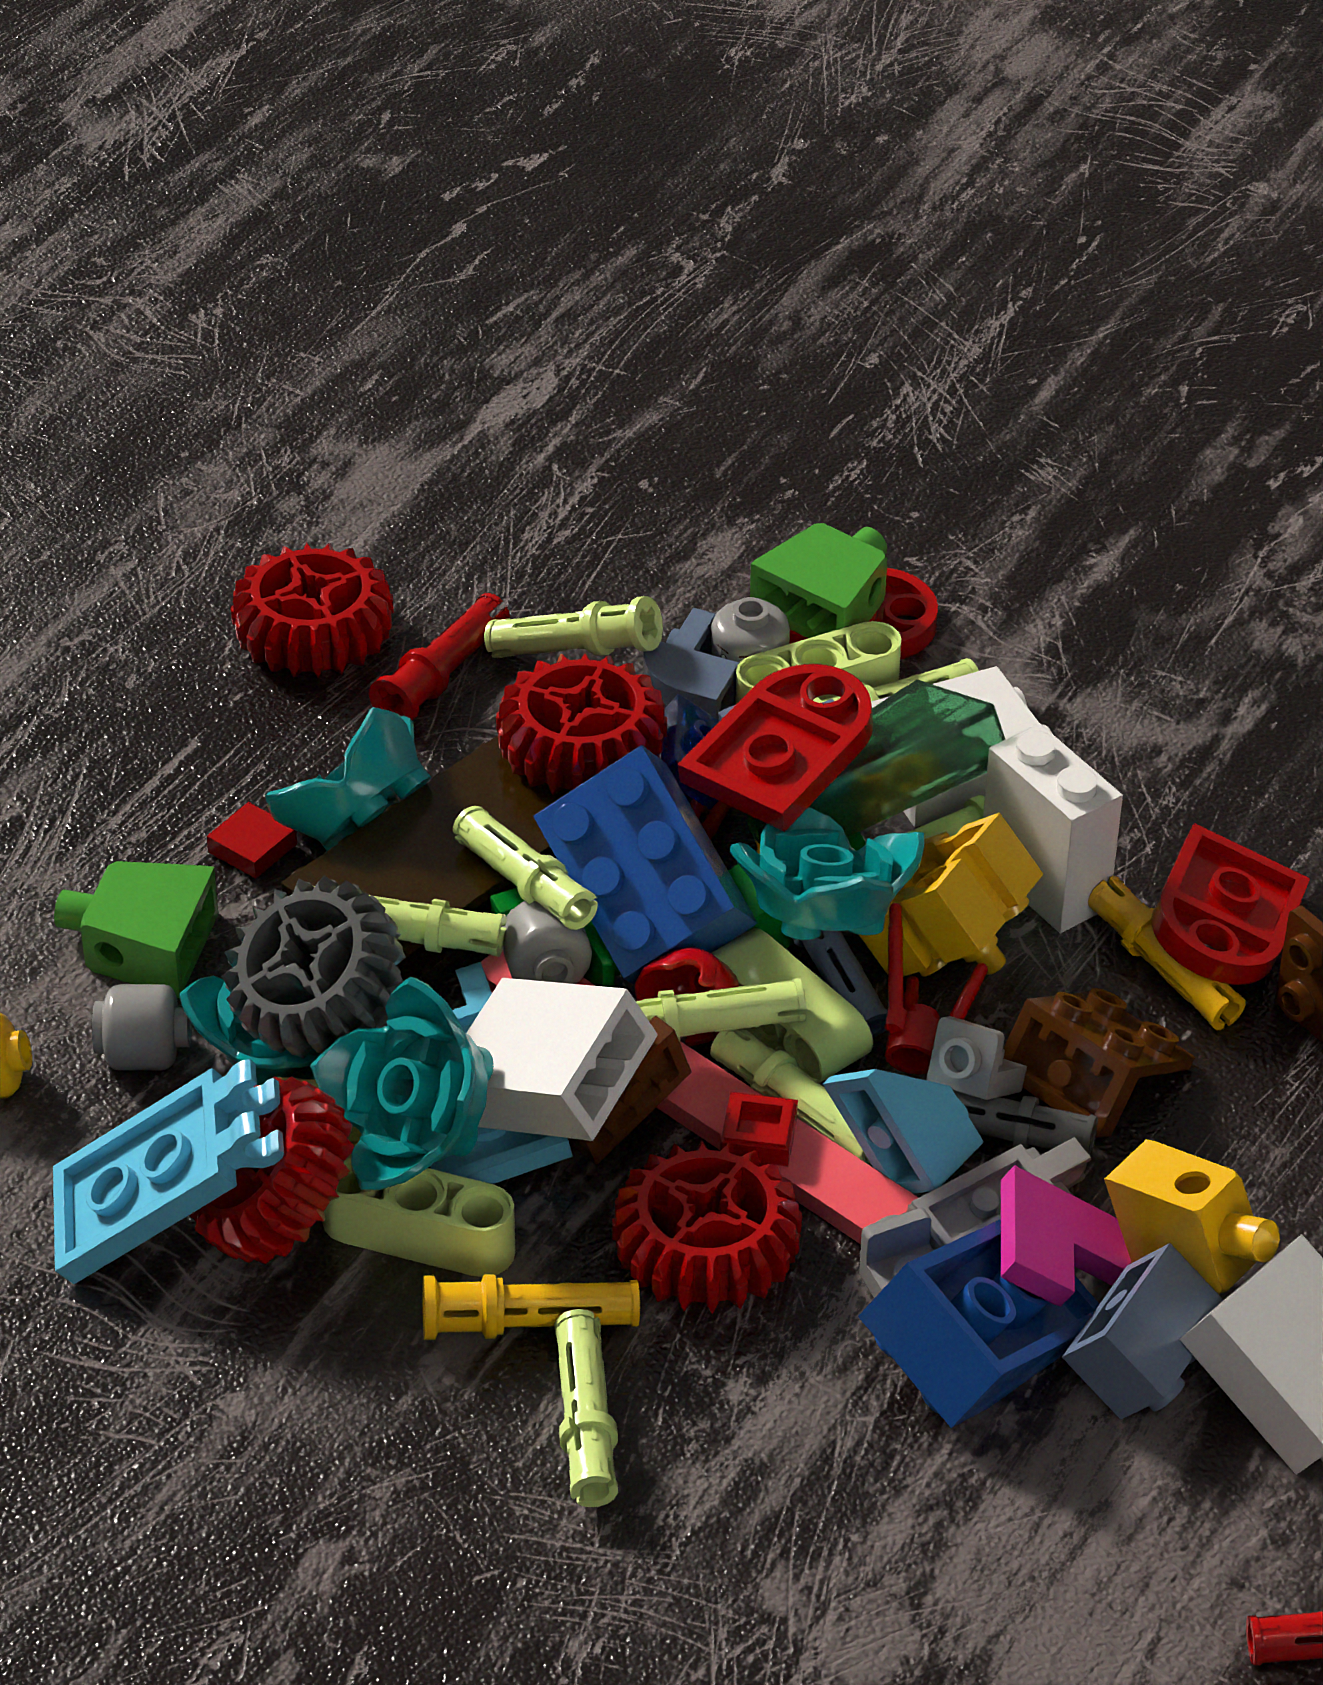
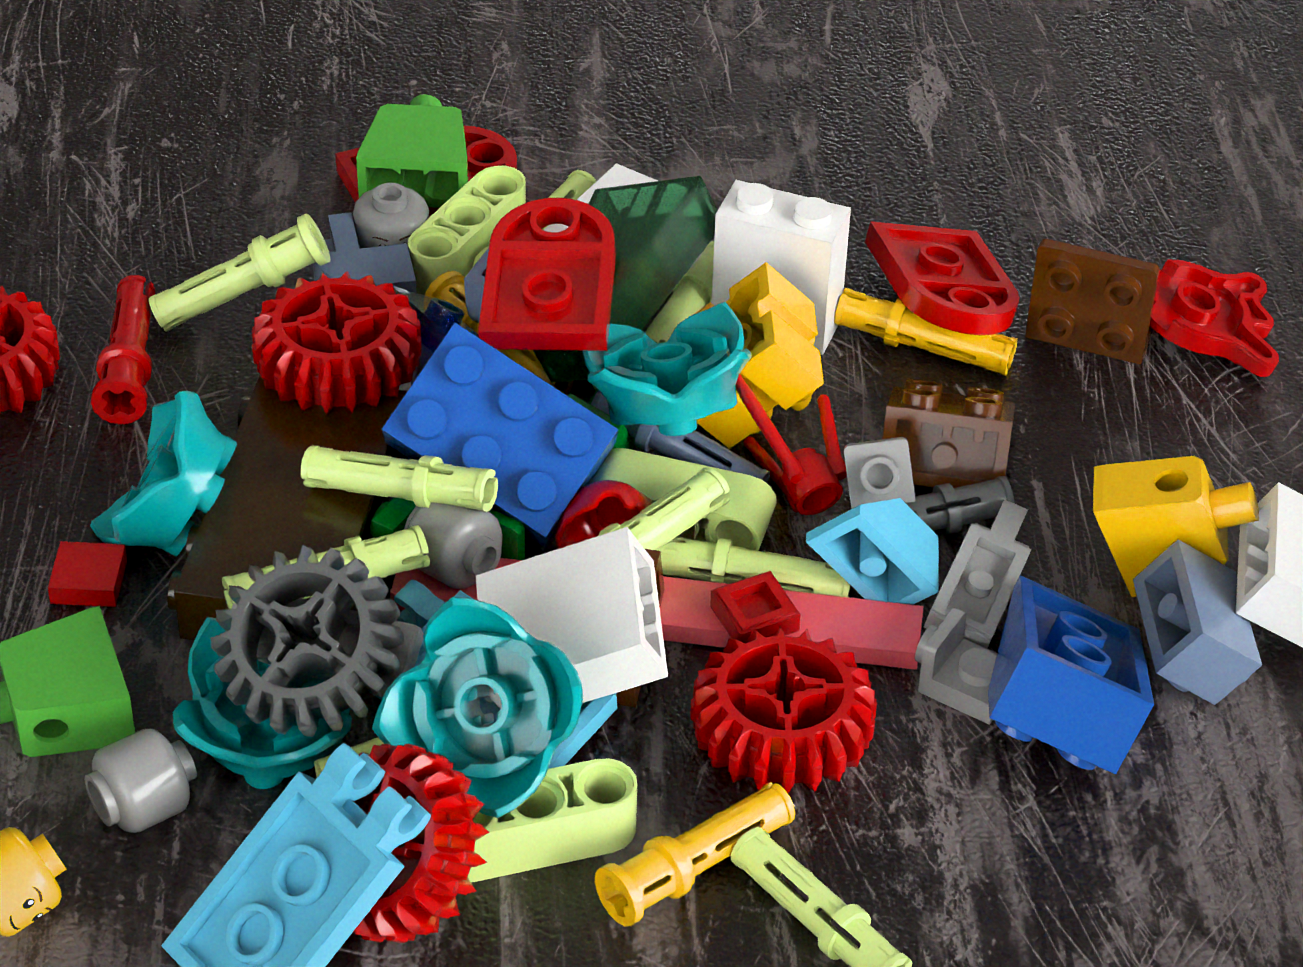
camera: 35 degrees left, 0 degrees up
(1050, 1234) = (1068, 583): dark pink tile -> none

